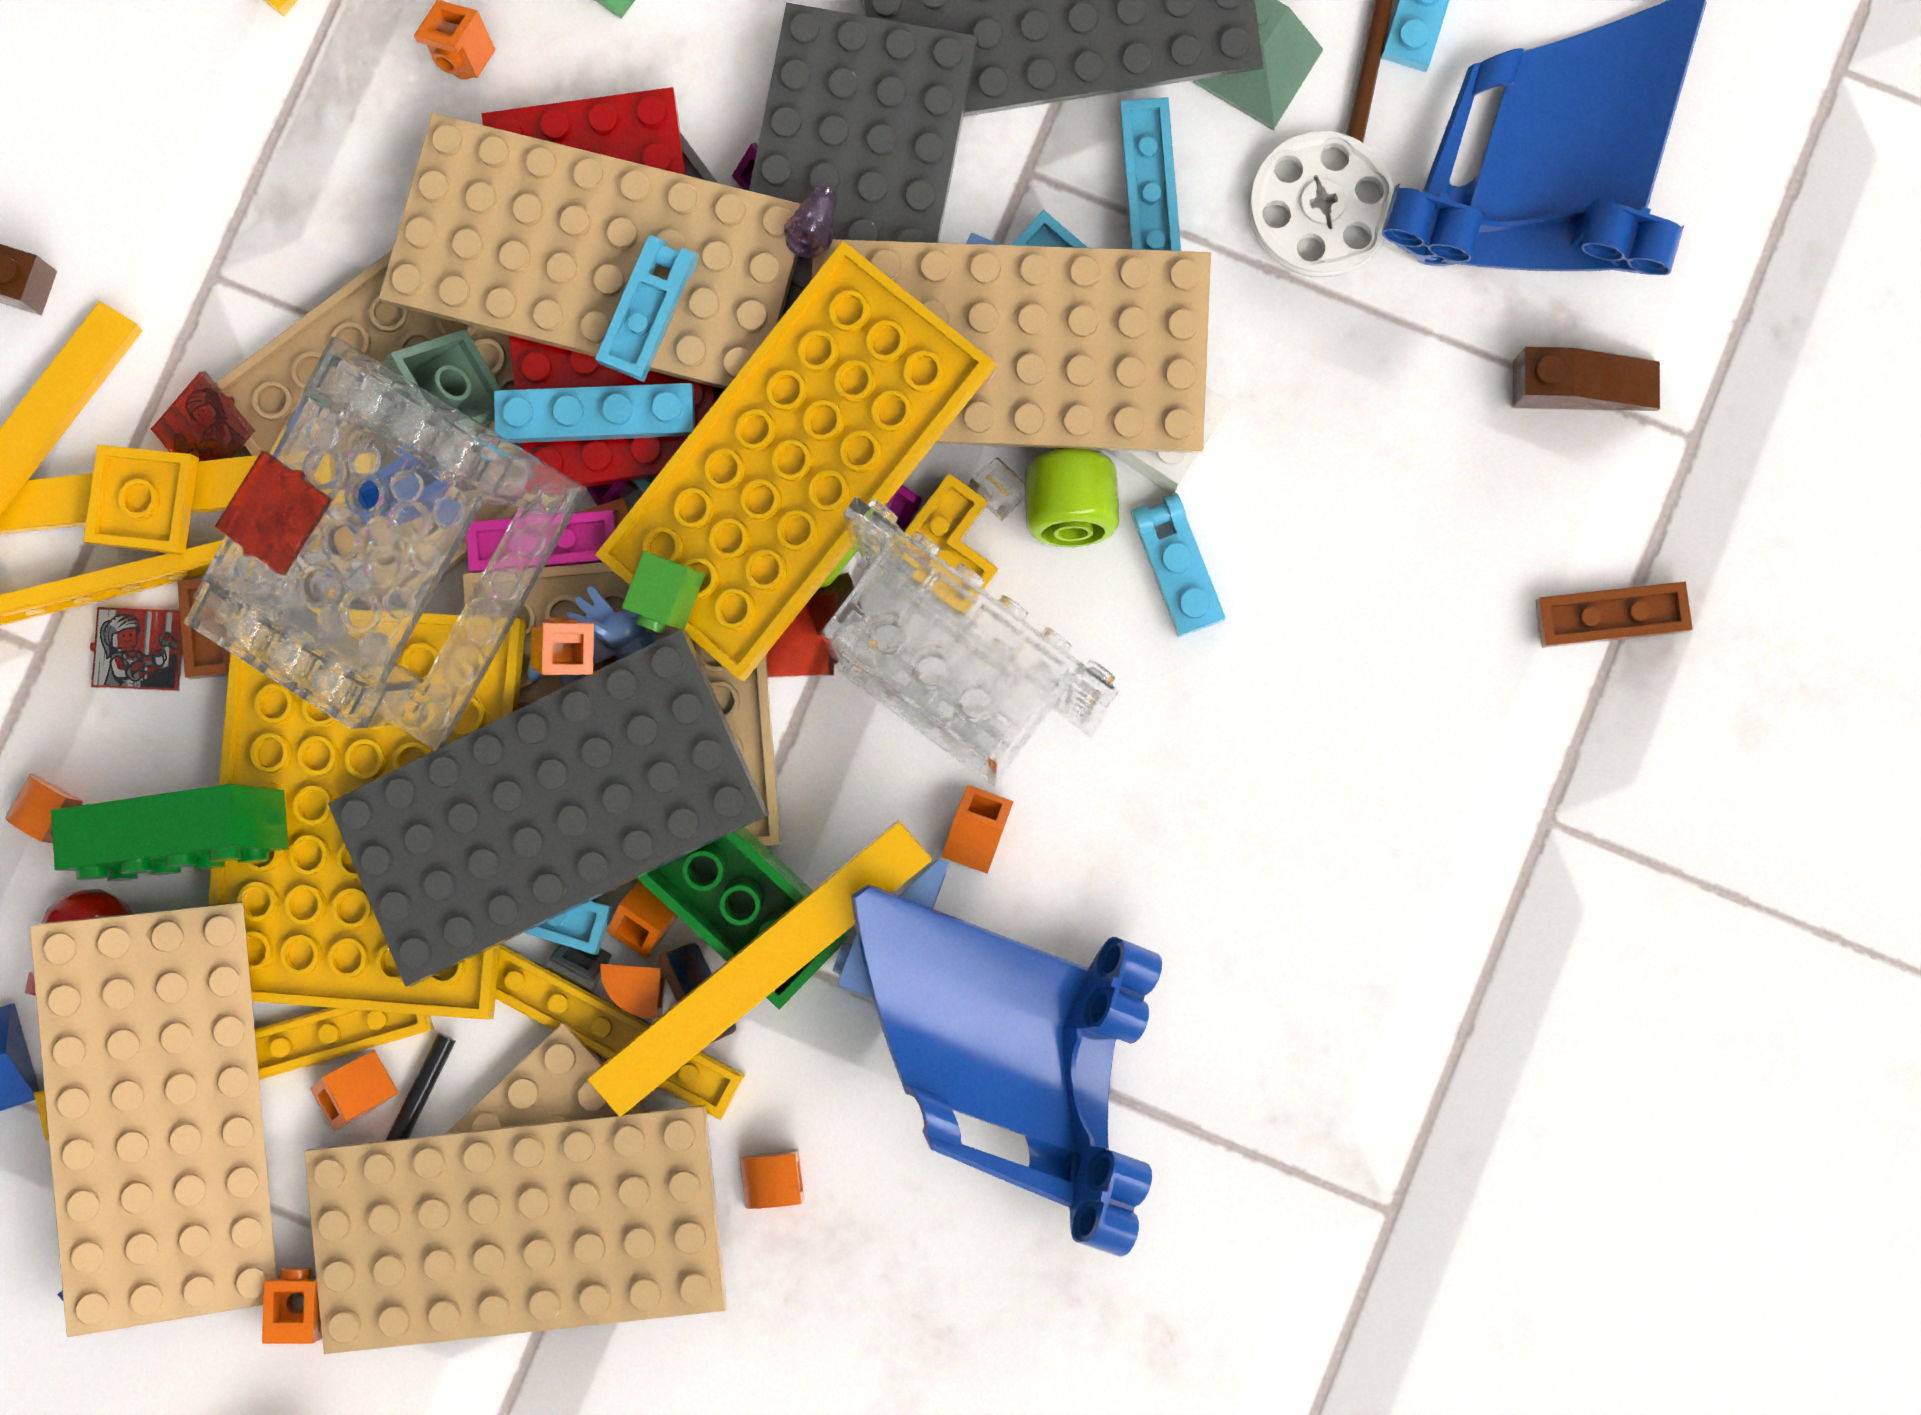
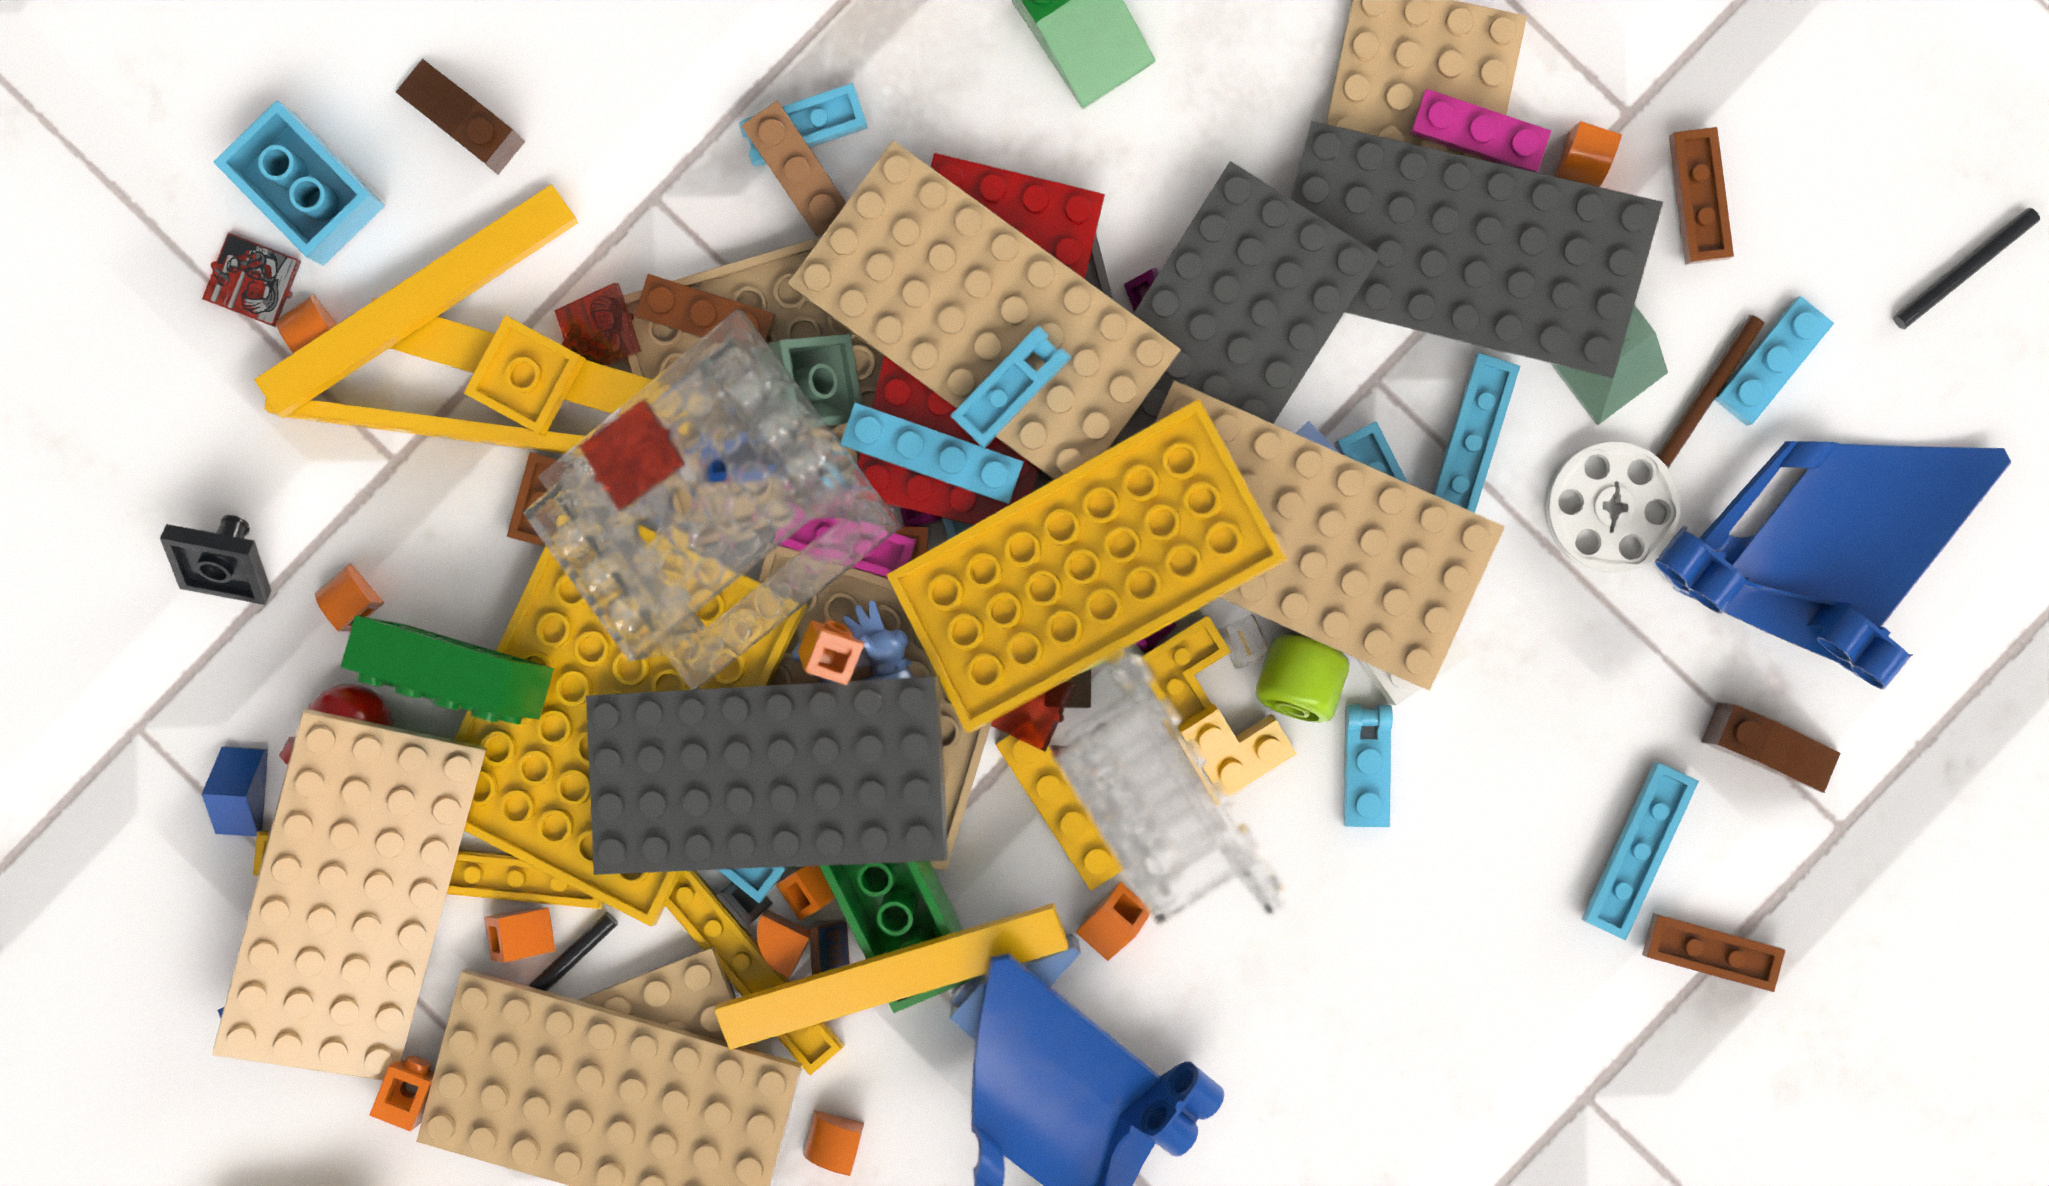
camera: 15 degrees right, 5 degrees up
(137, 649) = (475, 493): piece -> none
(284, 368) = (693, 309): none -> dark orange plate
(338, 140) = (821, 118): none -> medium azure plate
(342, 182) = (795, 166): none -> medium nougat plate
(456, 49) = (929, 84): orange brick -> none
(662, 593) = (931, 636): bright green brick -> none
(811, 225) = (1177, 369): cone -> none
(878, 734) = (1061, 810): none -> yellow plate
(1052, 594) = (1239, 758): none -> yellow plate
(1494, 540) = (1640, 850): none -> medium azure plate

